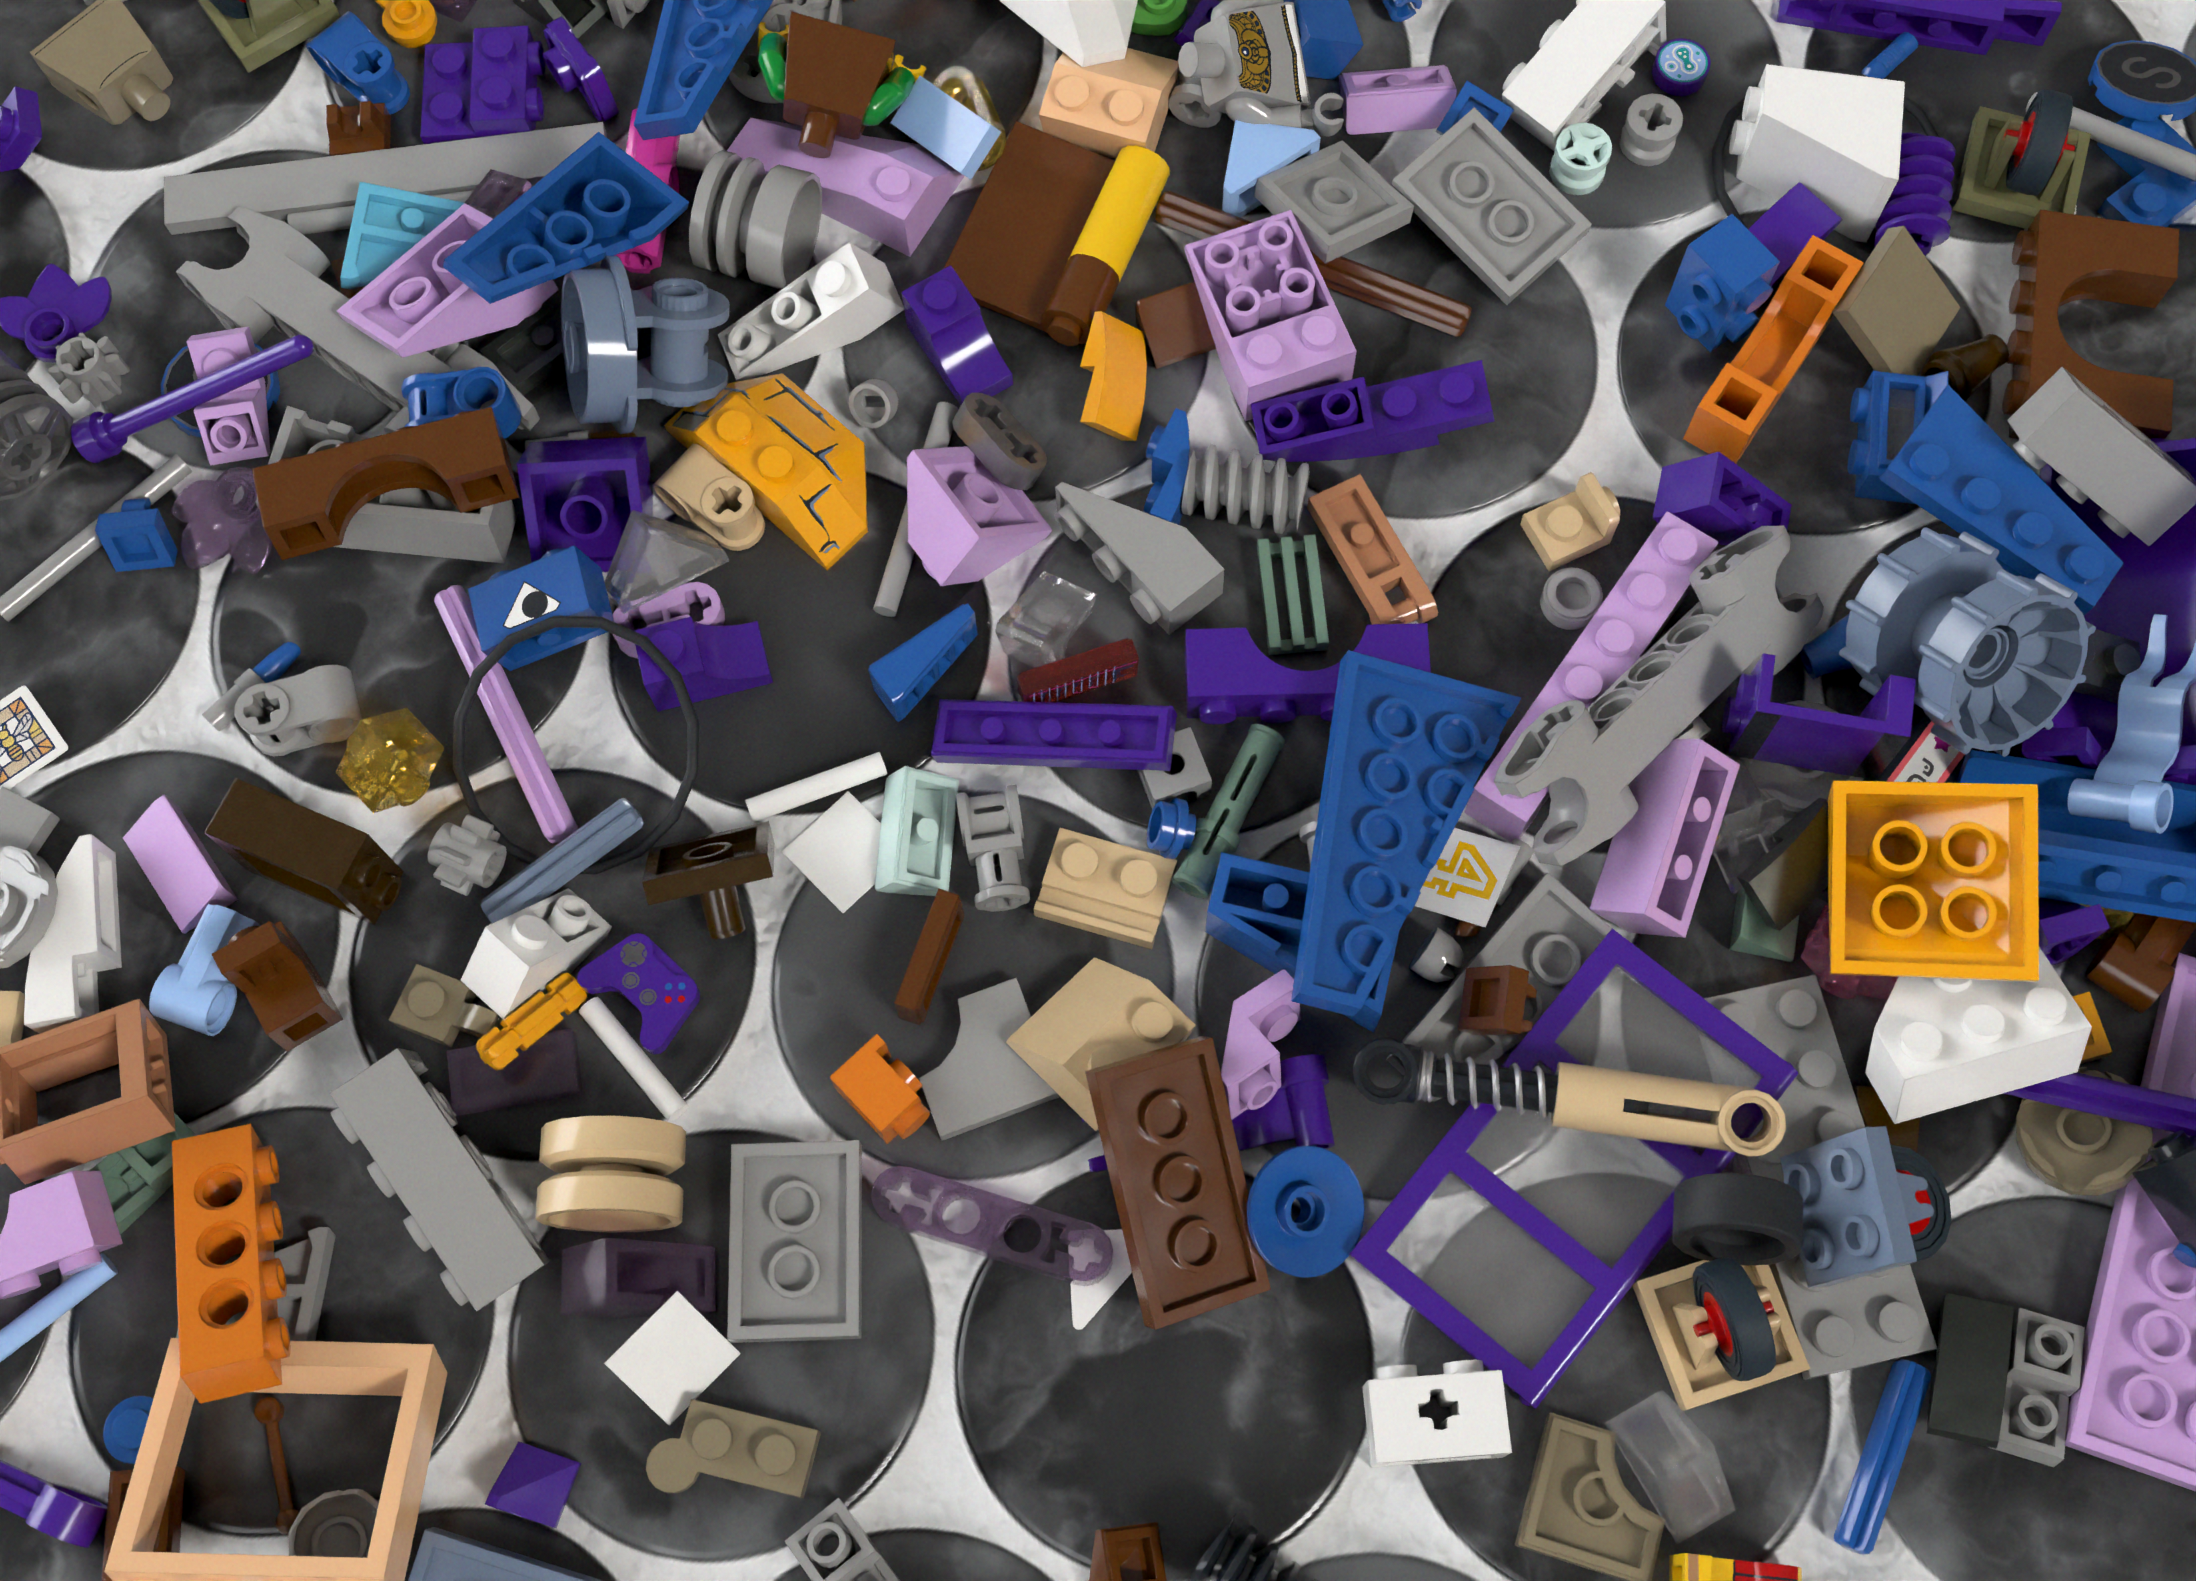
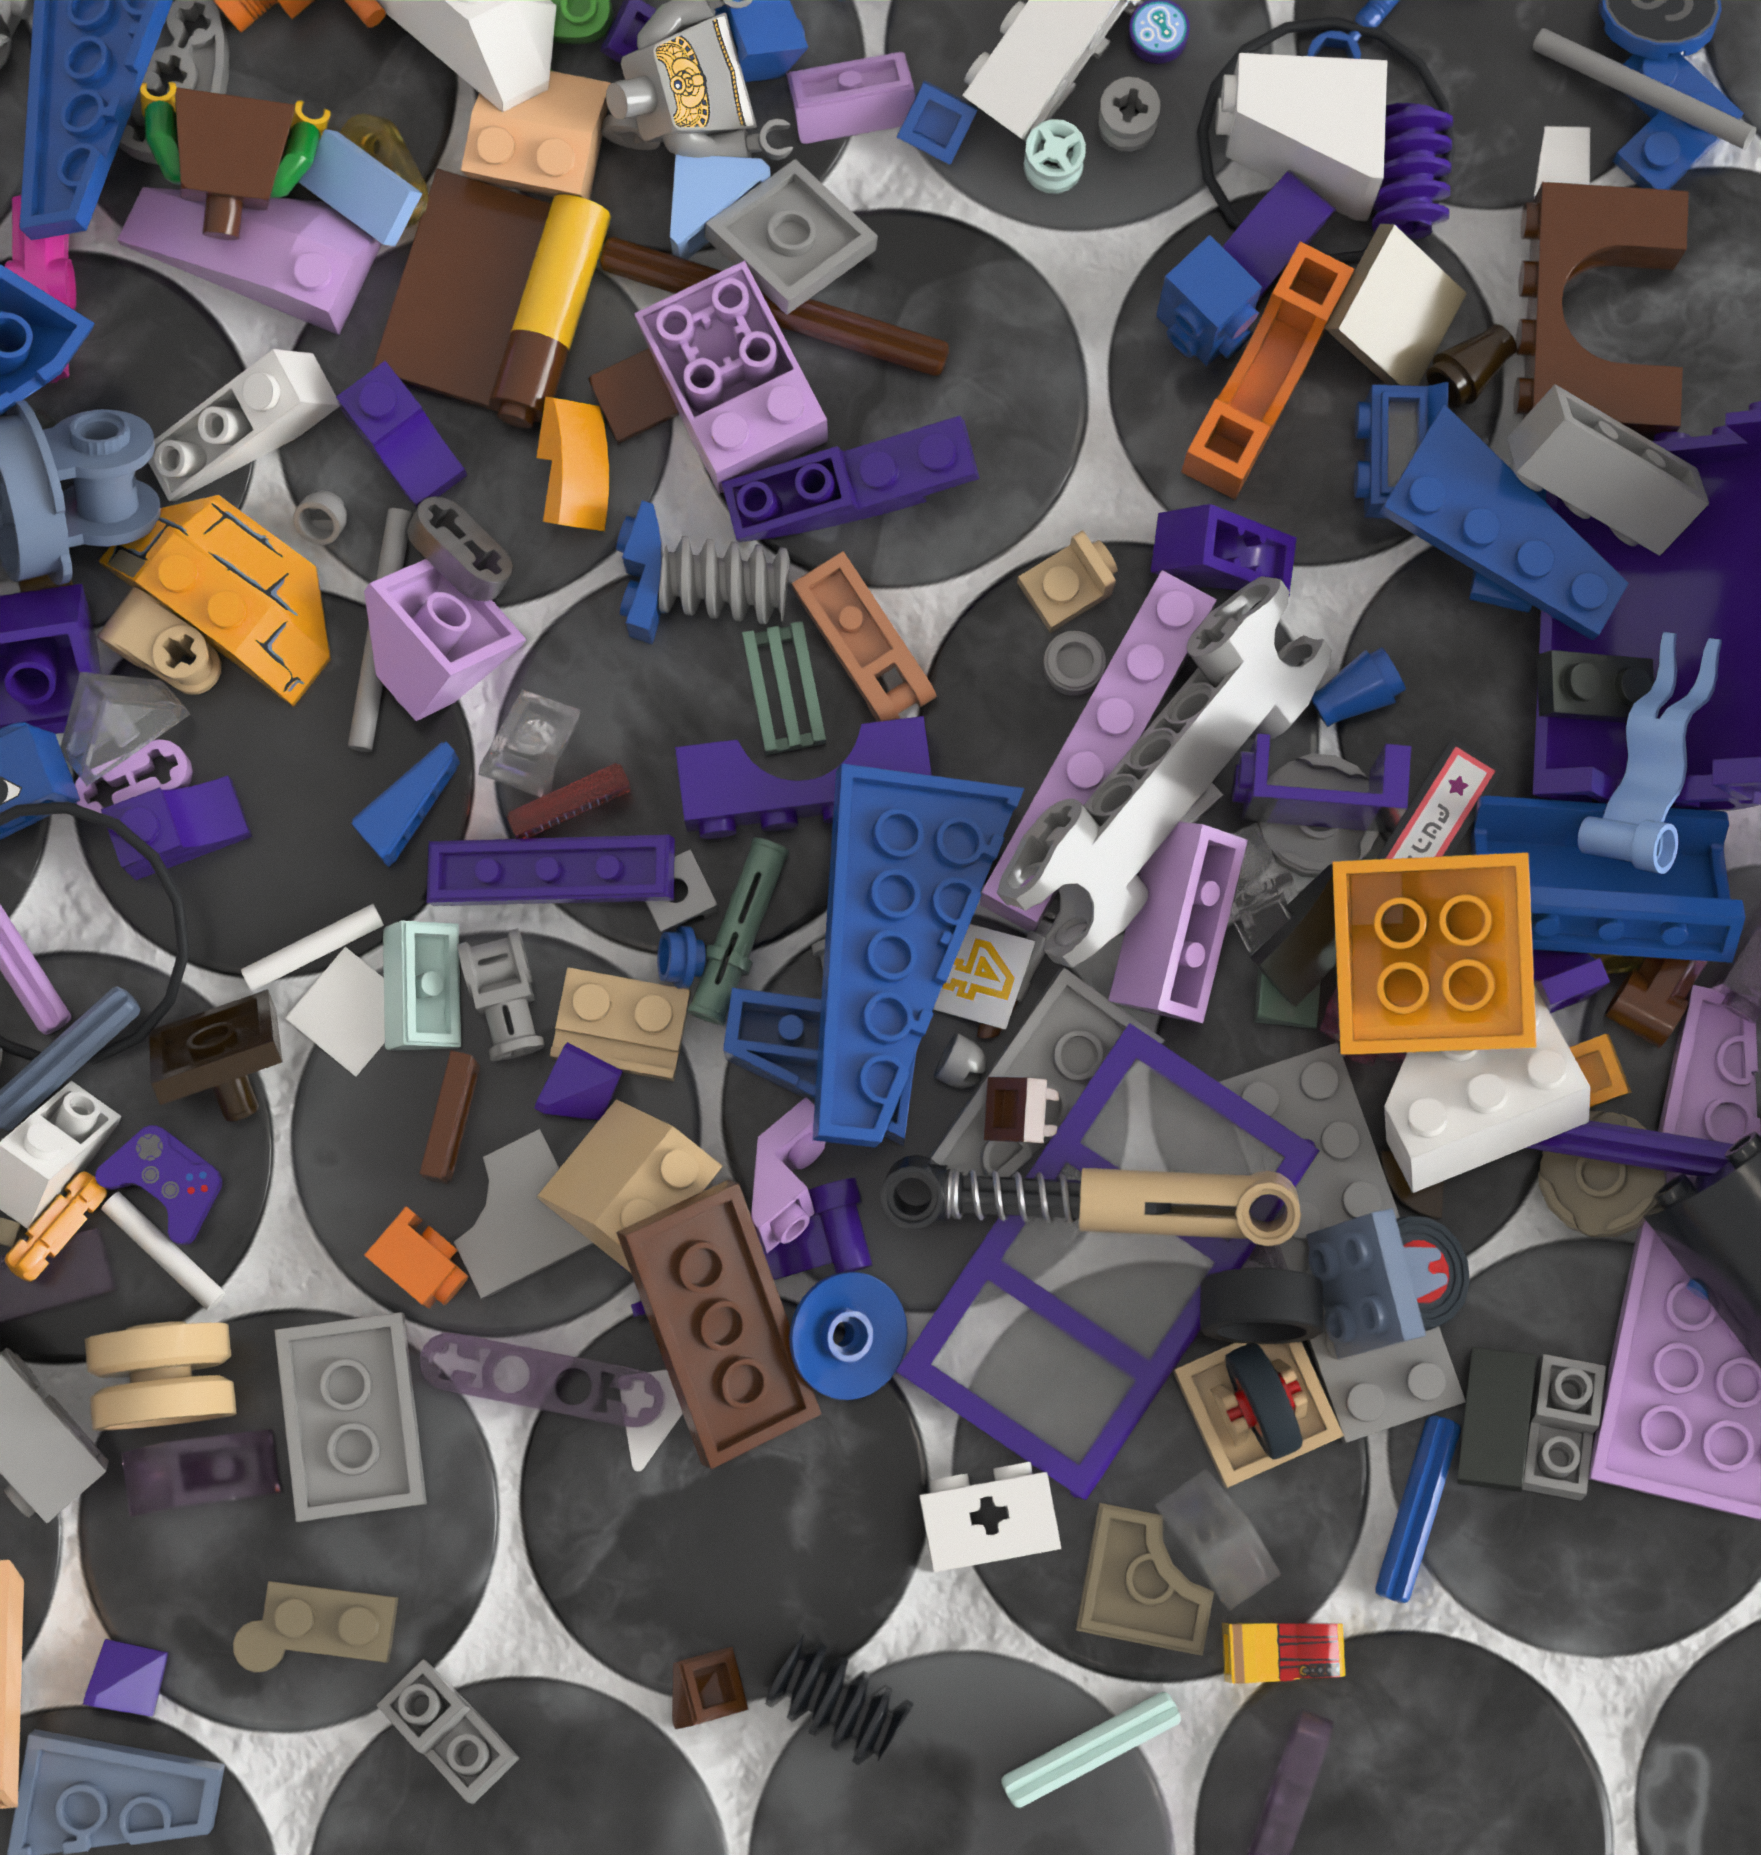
camera: 10 degrees left, 10 degrees up
(672, 1358) = (245, 1544): white sticker -> none
(755, 220) = (159, 325): light grey wheel -> none
(1059, 939) = (578, 1085): none -> dark purple slope
(1150, 556) = (632, 664): light grey slope -> none
(1491, 206) = (960, 225): light grey plate -> none
(1984, 645) = (1465, 692): sand blue piece -> none
(2022, 162) = (1527, 123): olive plate -> none

